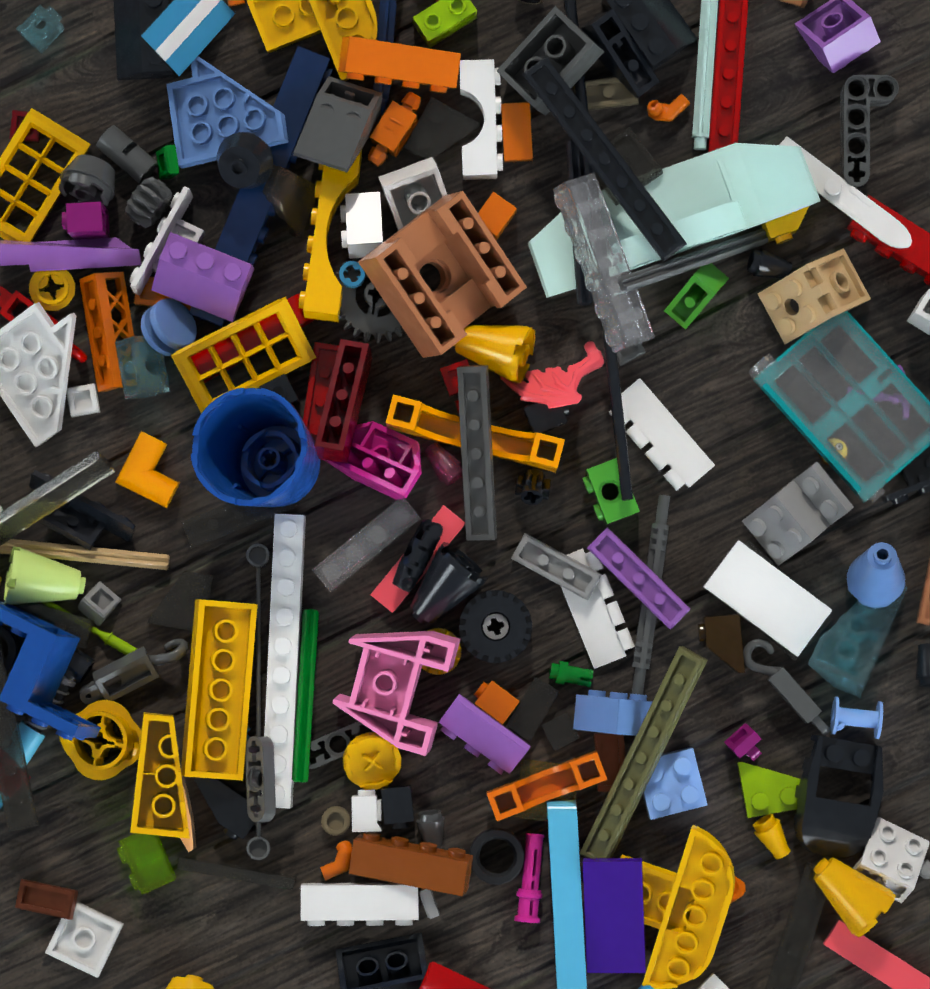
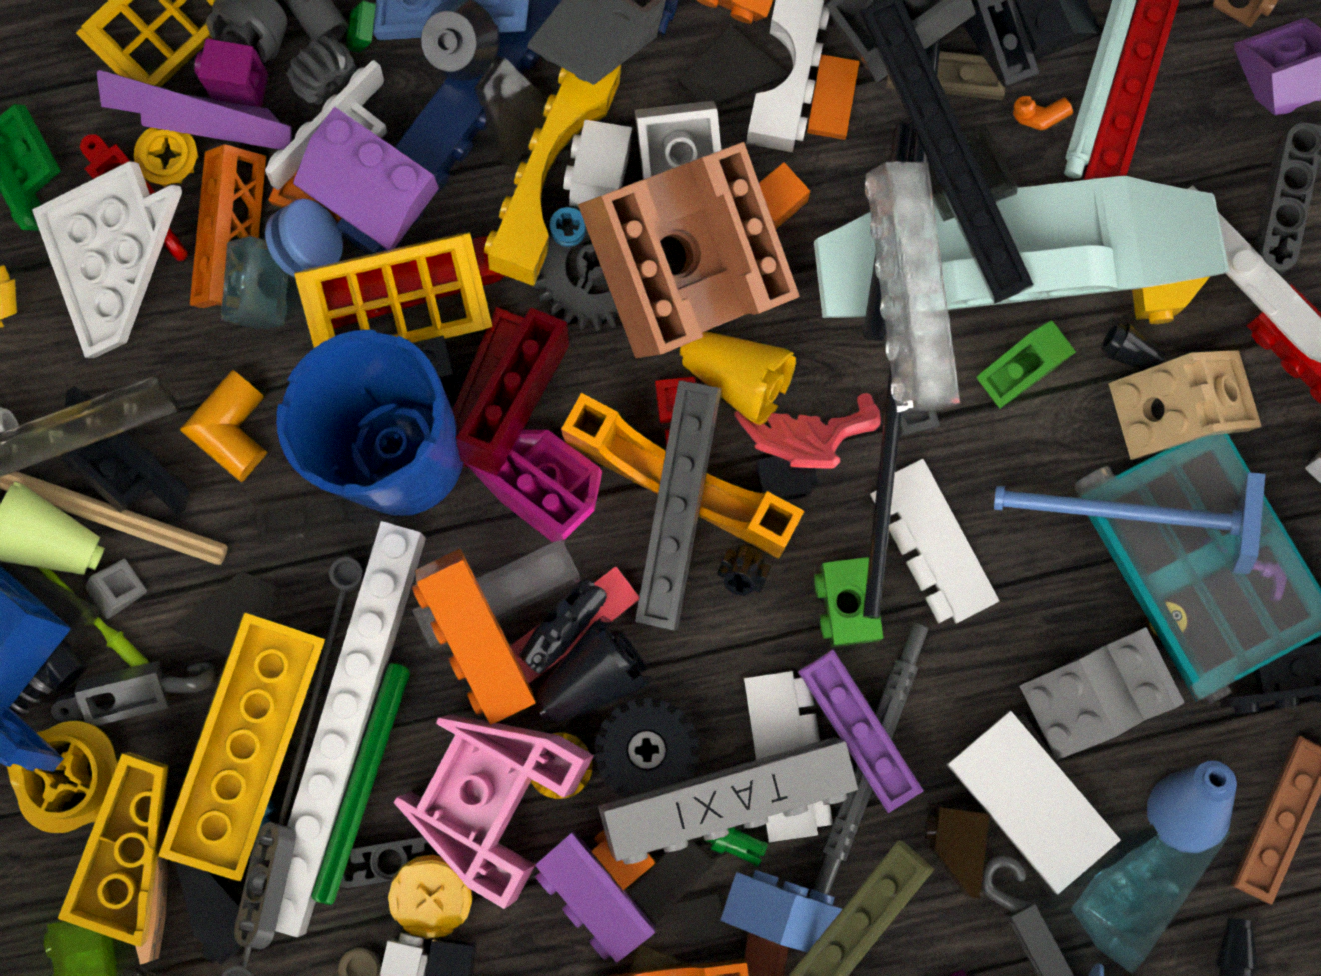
camera: 10 degrees right, 5 degrees down
(83, 400) = (167, 311): white tile -> none
(359, 577) = (474, 637): none -> orange brick
(394, 129) = (670, 53): orange piece -> none
(444, 464) = (630, 511): clear pink cone -> none
(556, 566) = (750, 687): light grey tile -> none
(558, 646) = (728, 799): none -> light grey brick
(692, 260) = (1032, 314): dark grey axle -> none
(866, 375) = (1243, 522): none -> medium blue tile

